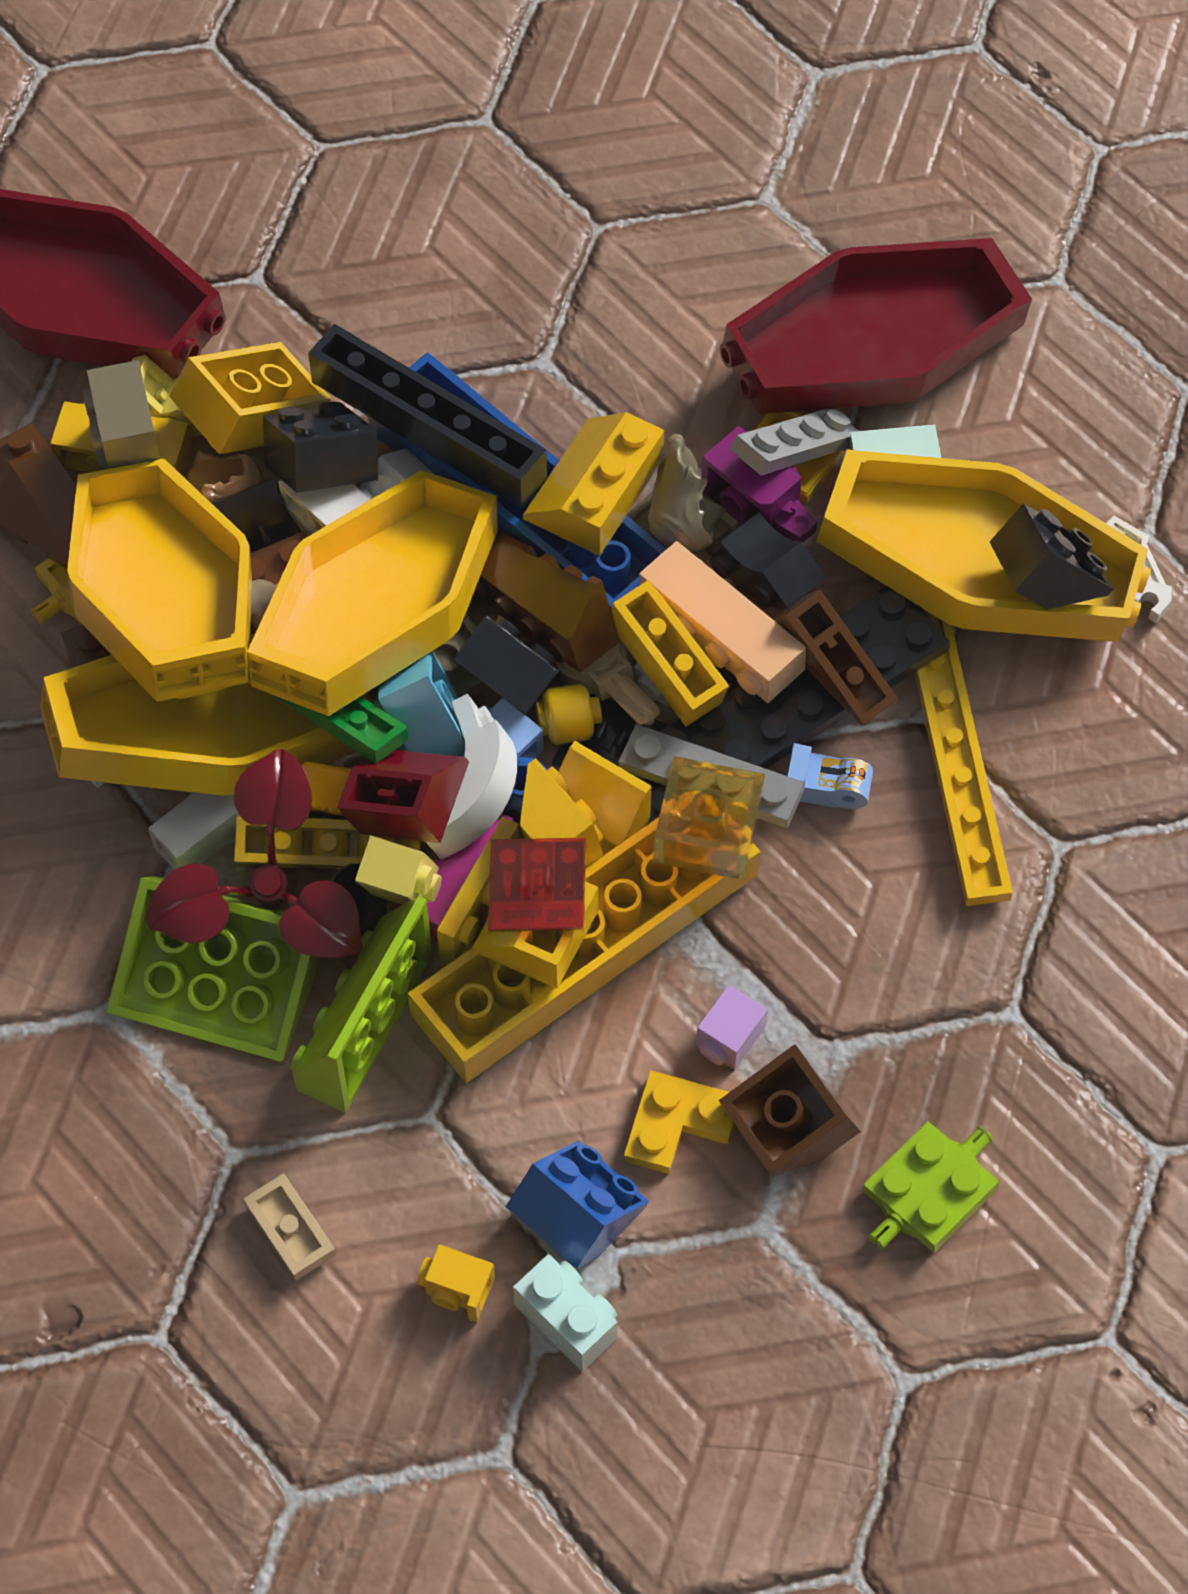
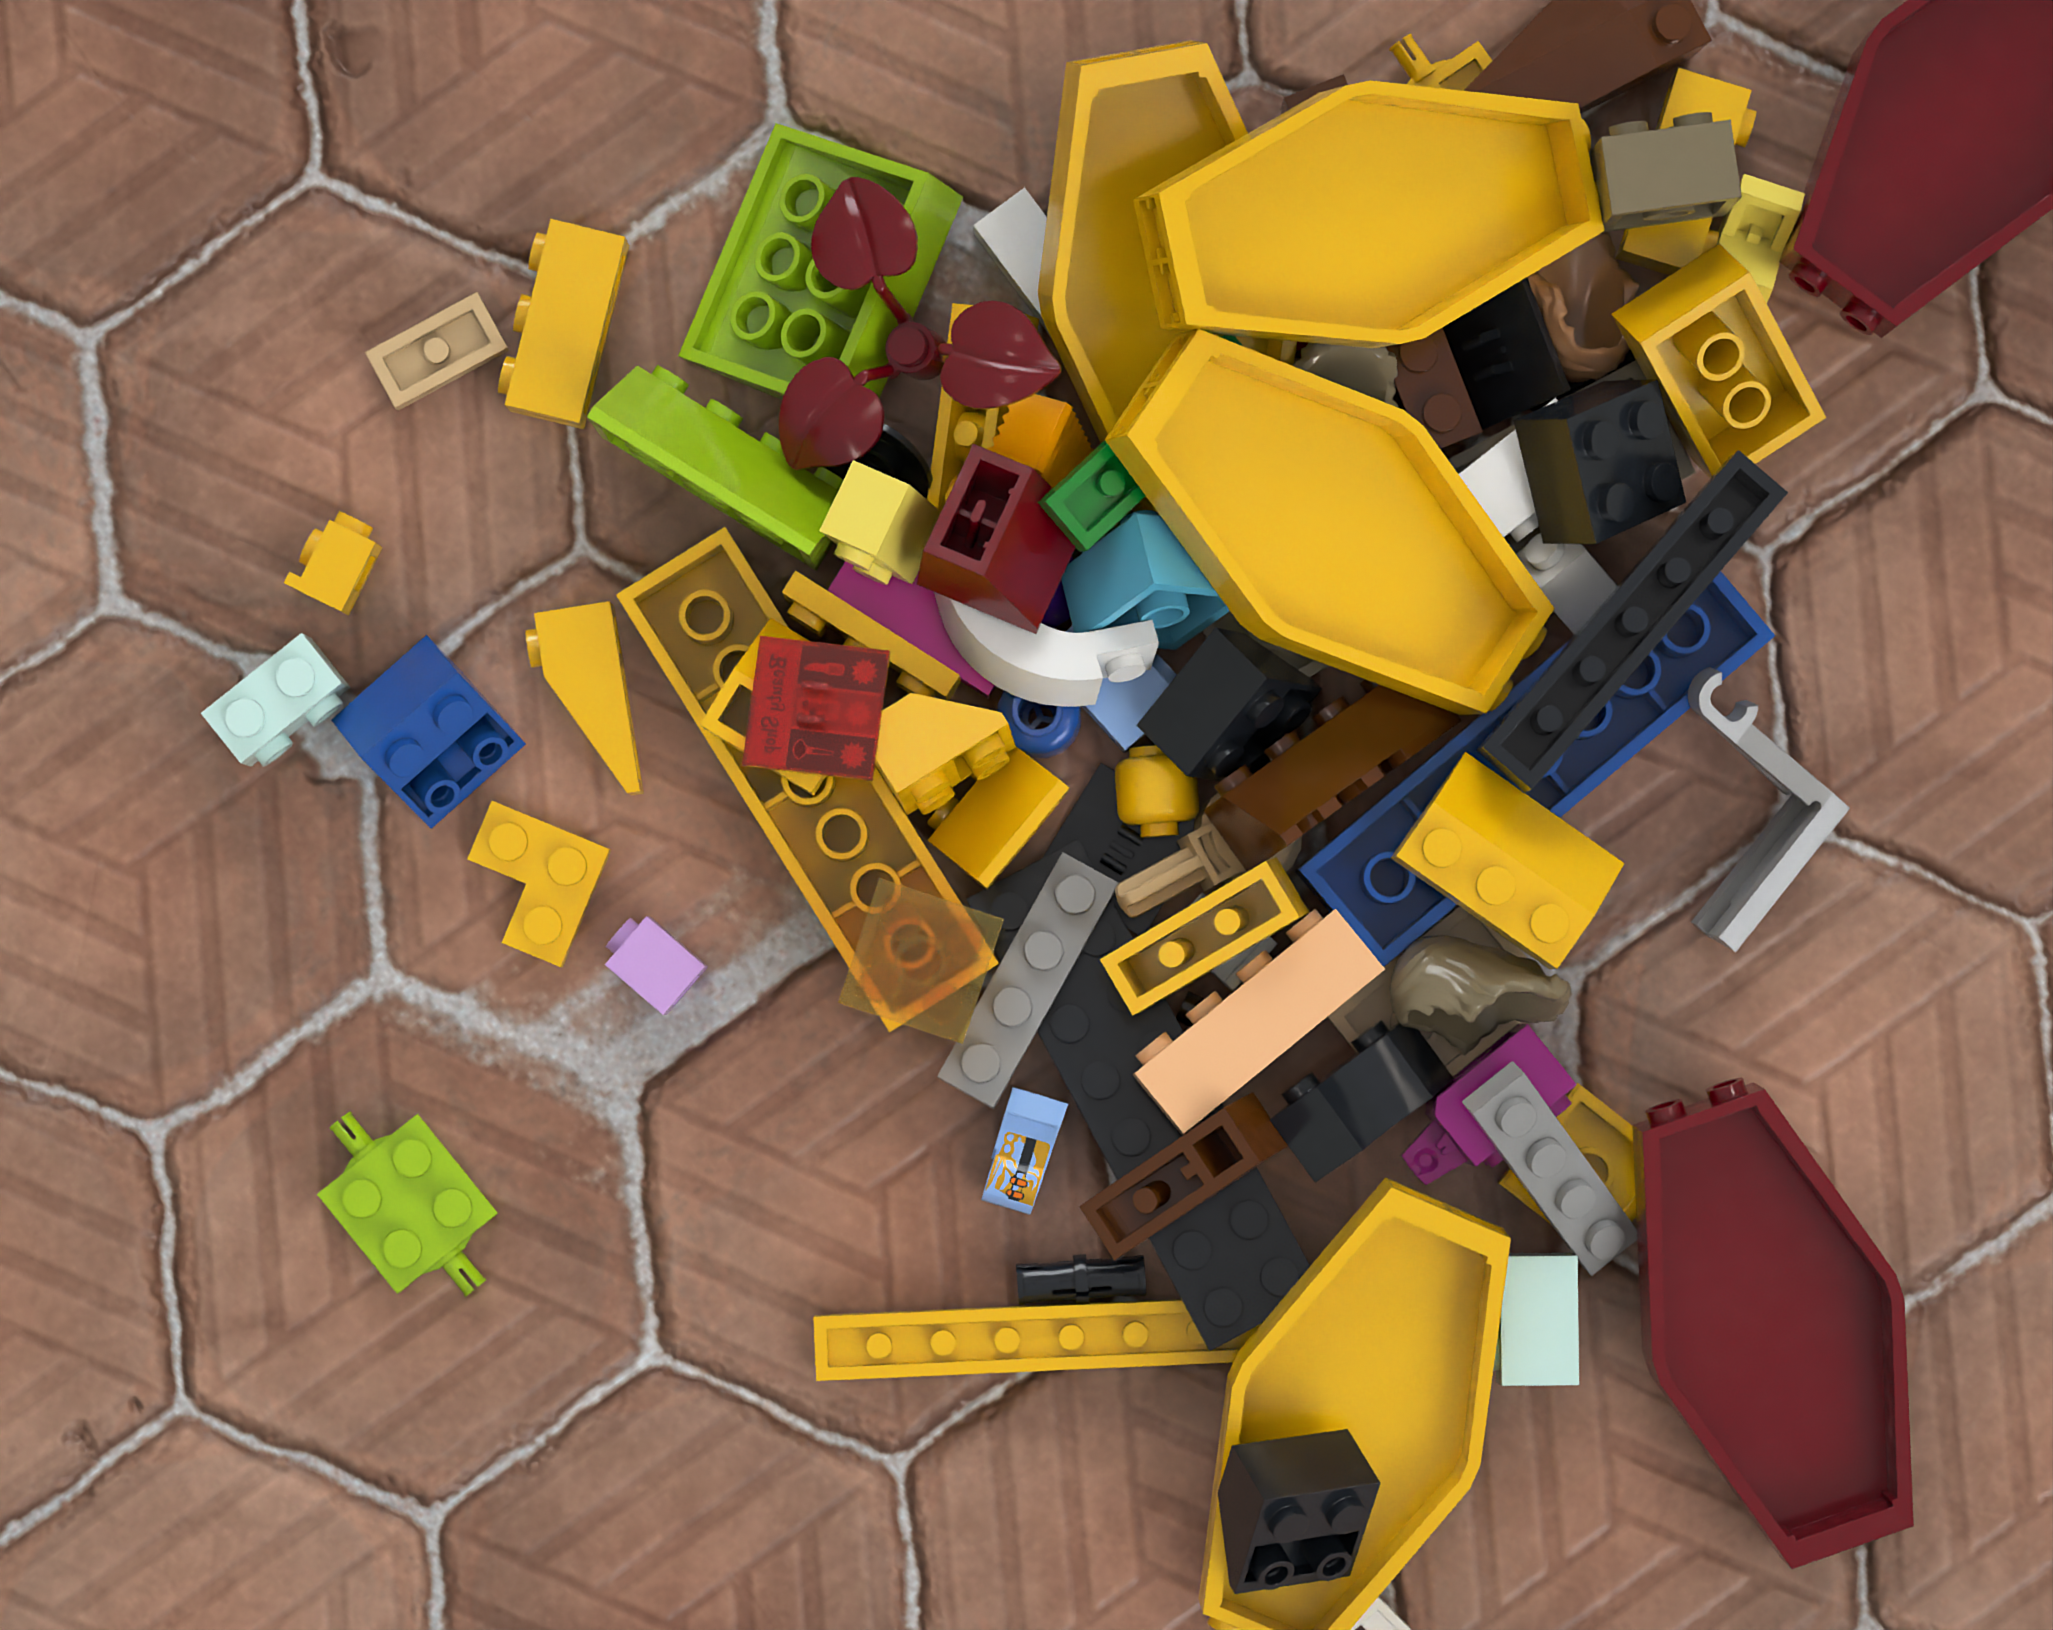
camera: 90 degrees right, 25 degrees up
(263, 1135) = (564, 323): none -> yellow brick
(525, 1093) = (587, 672): none -> yellow slope
(557, 351) = (1787, 839): none -> light grey hinge
(789, 1114) = (515, 1026): reddish brown slope -> none
(913, 739) = (1081, 1279): none -> black pin

